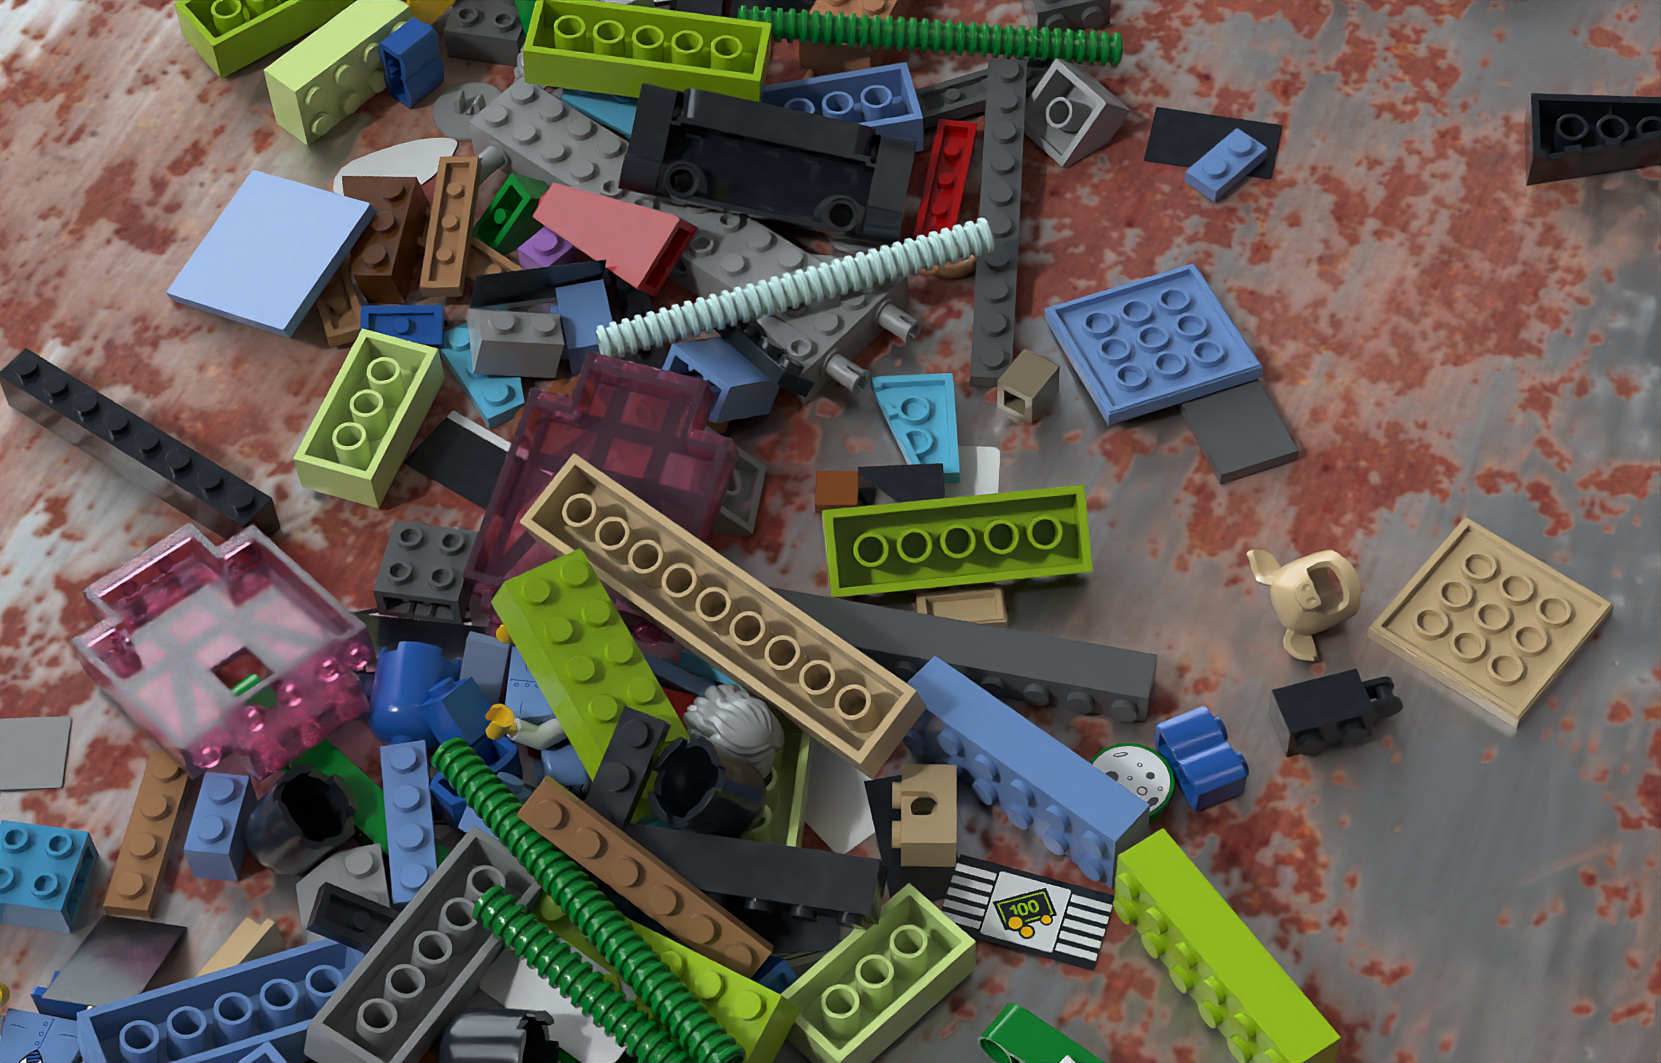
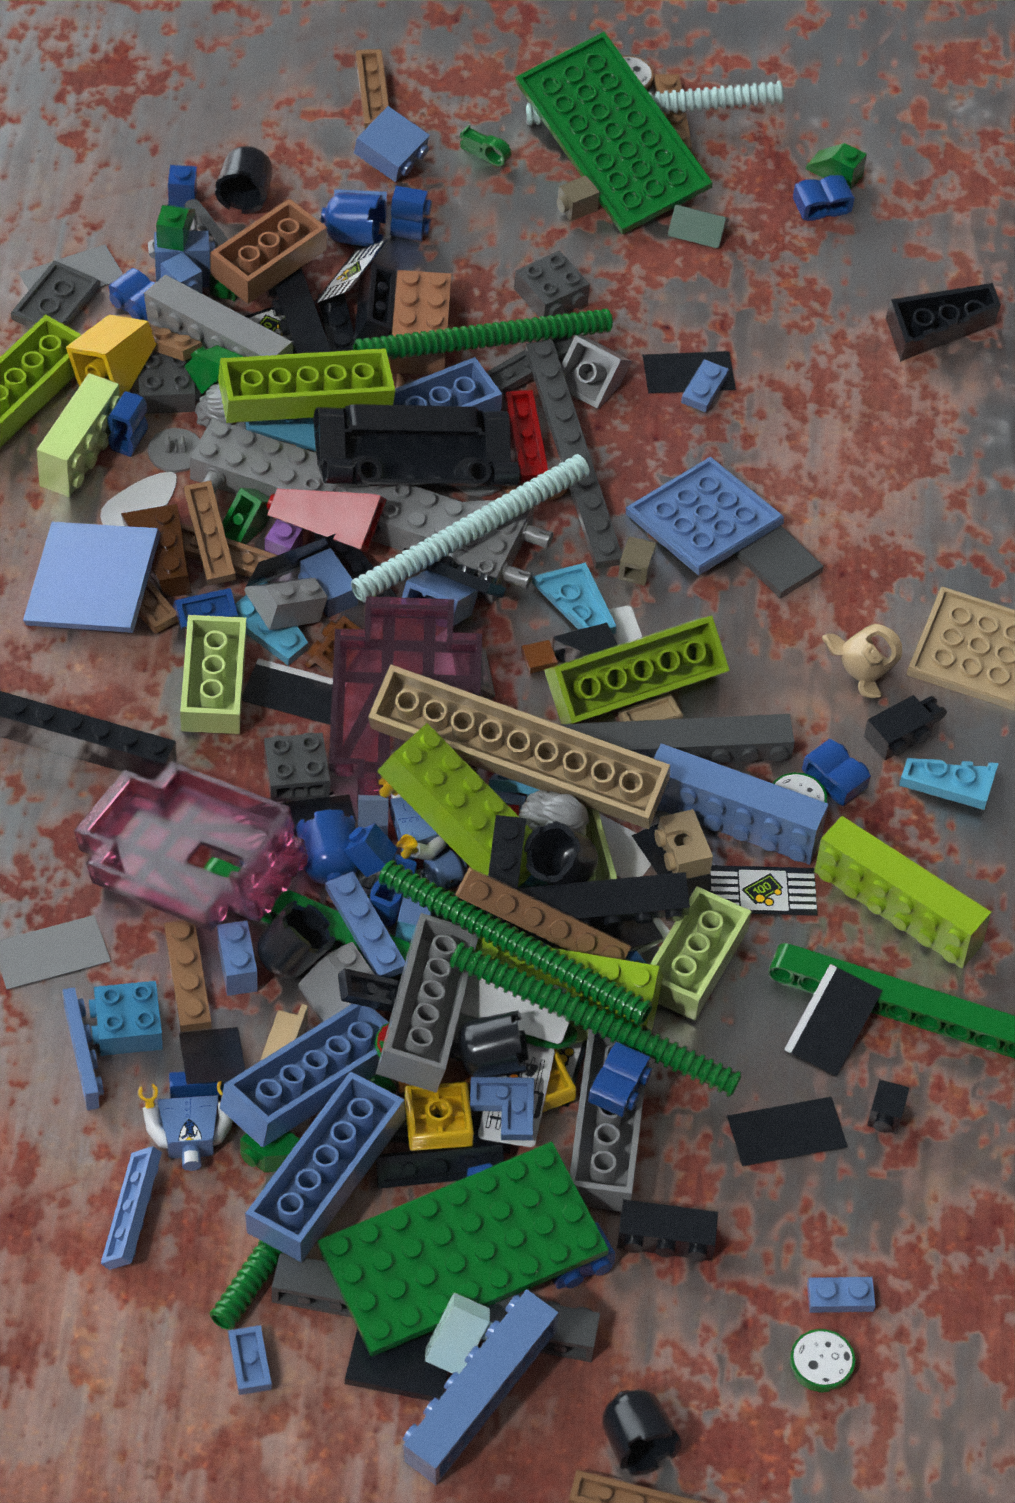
camera: 25 degrees left, 0 degrees up
(1377, 816) = (956, 783): none -> medium azure wing

